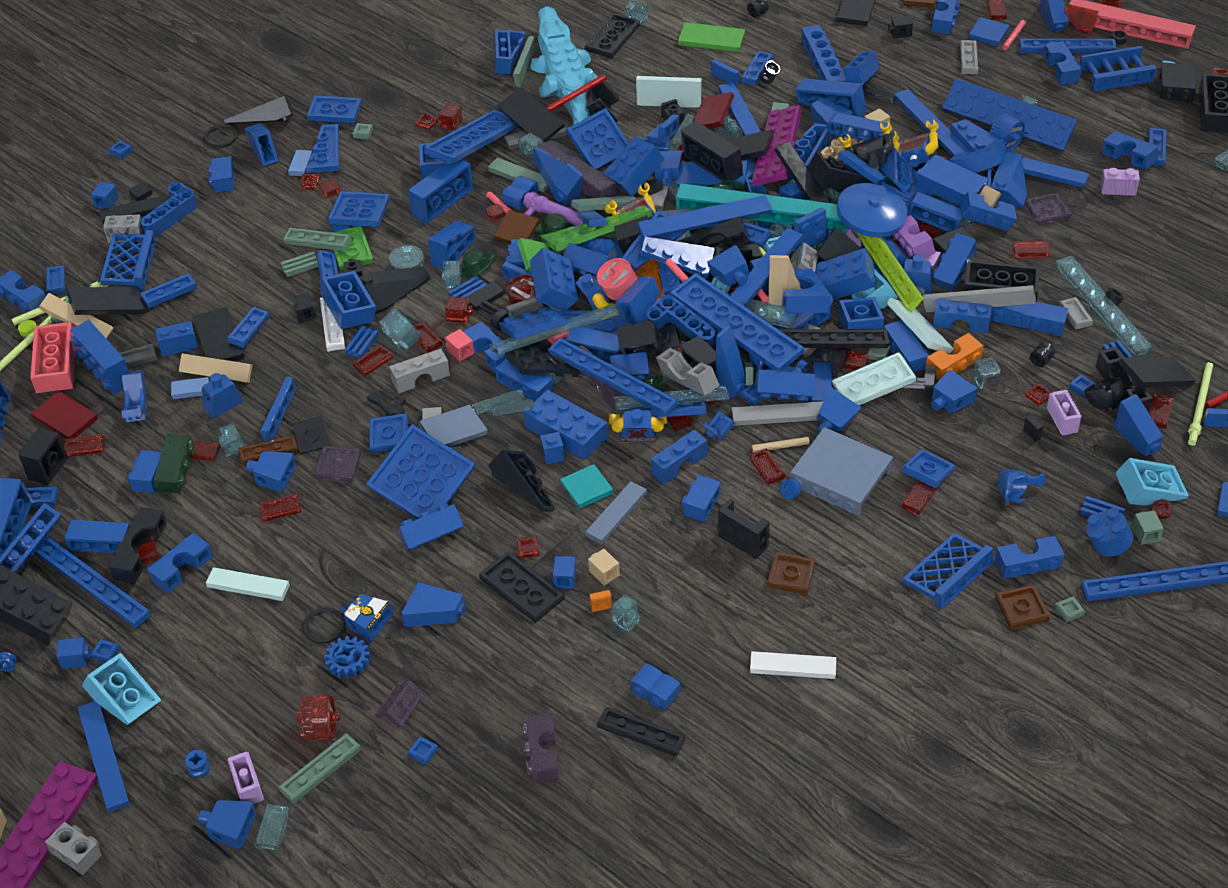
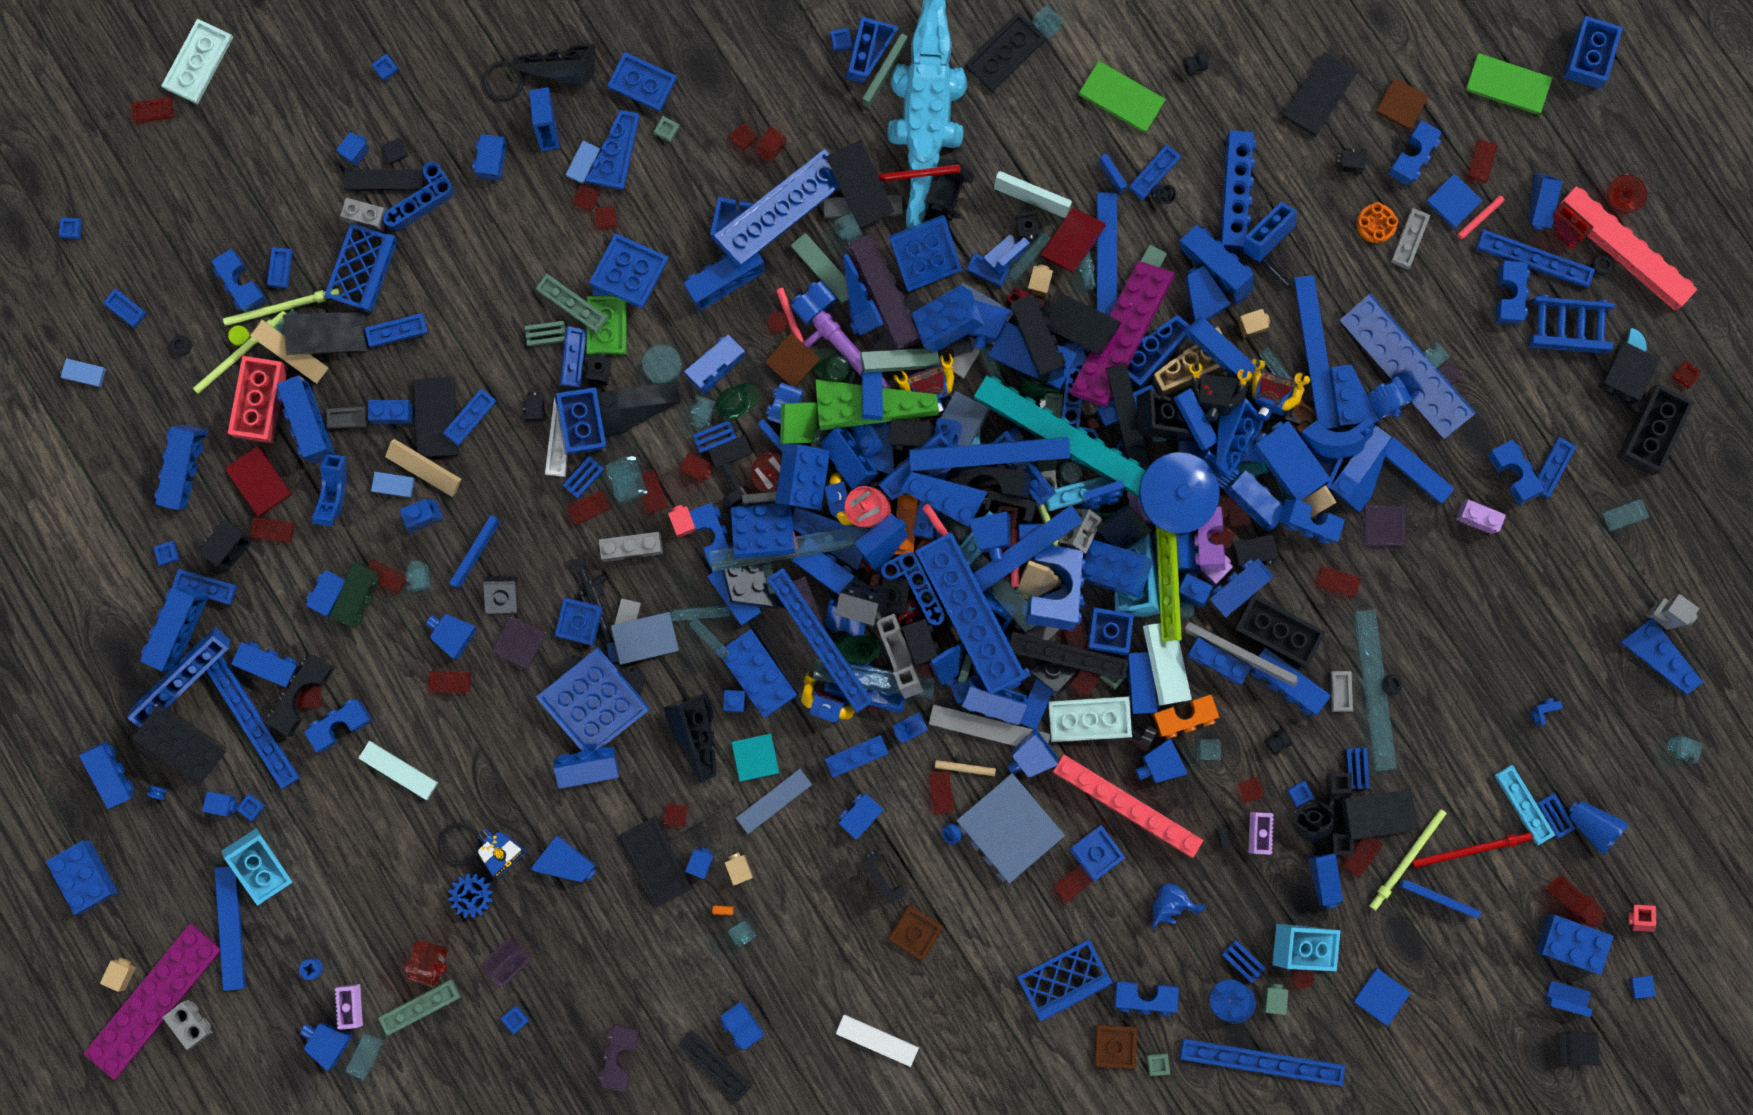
camera: 15 degrees right, 35 degrees up
(253, 452) = (454, 600): reddish brown tile -> none
(483, 56) = (841, 39): none -> blue tile
(937, 427) = (1127, 806): none -> coral brick
(939, 54) = (1376, 223): none -> orange tile

